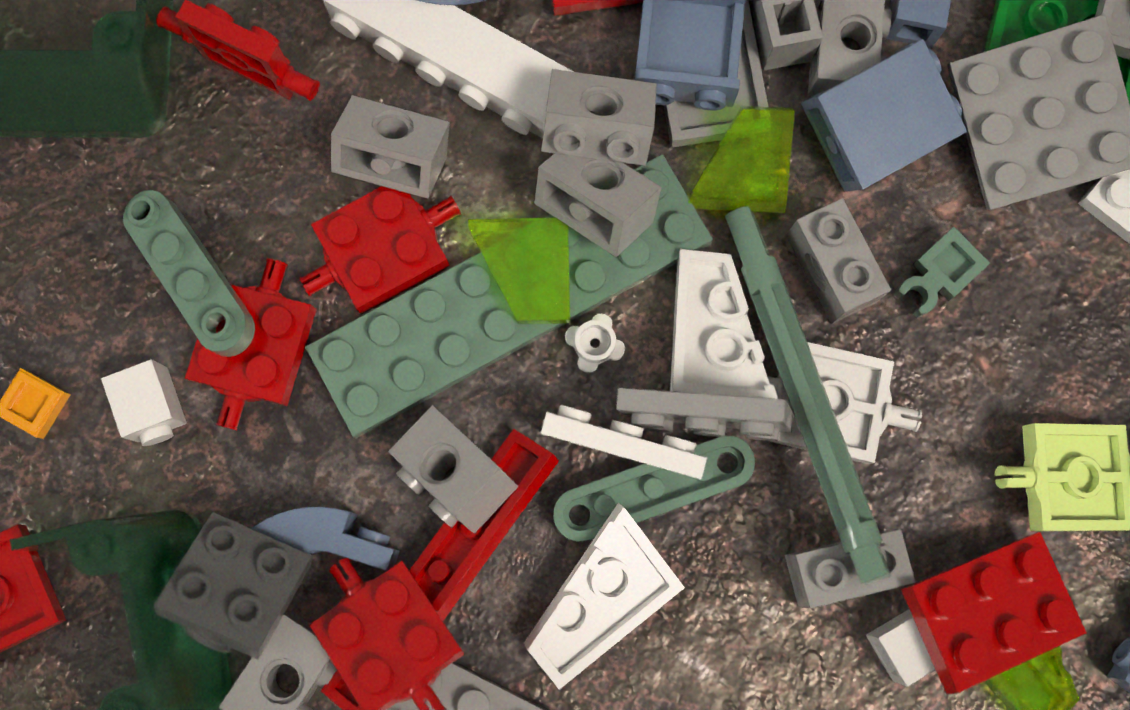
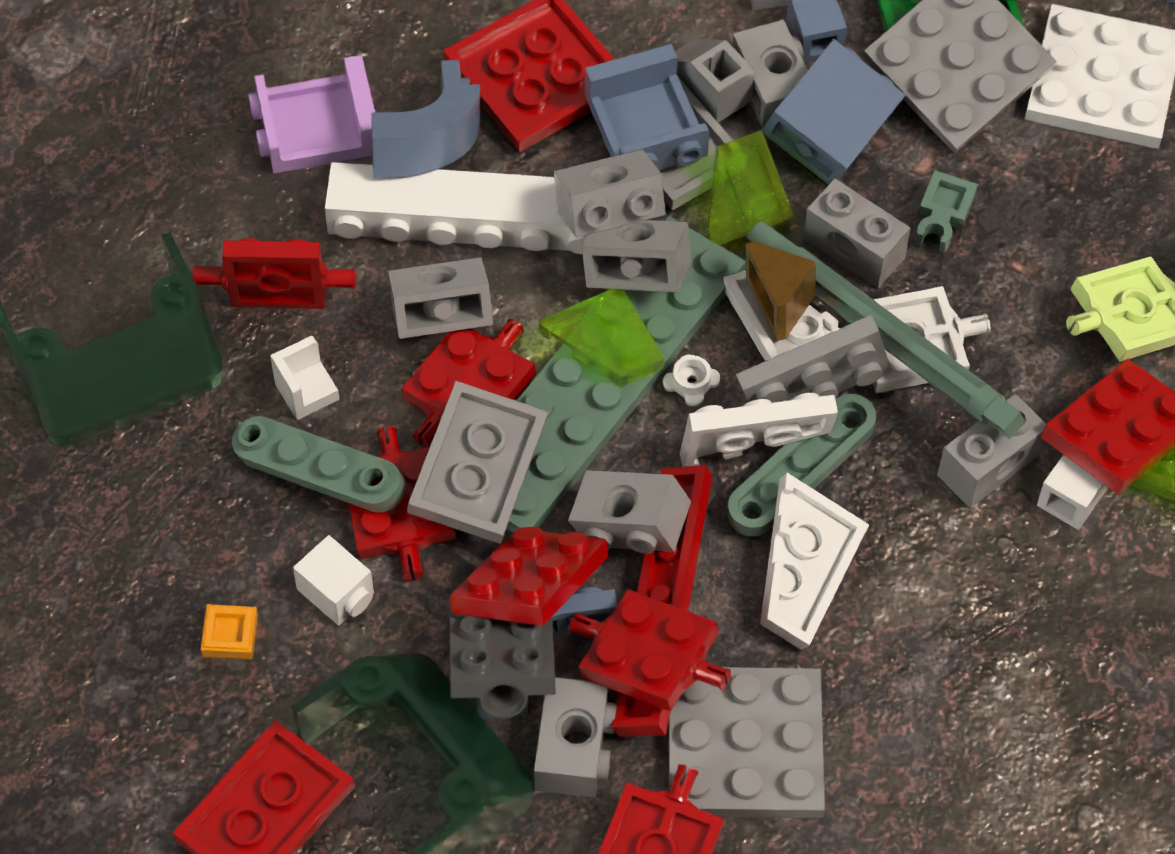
camera: 25 degrees left, 20 degrees down
(221, 171) = (303, 378): none -> white panel
(311, 504) = (529, 576): none -> red plate
(328, 349) = (477, 462): none -> light grey plate
(725, 297) = (781, 285): none -> pearl gold slope

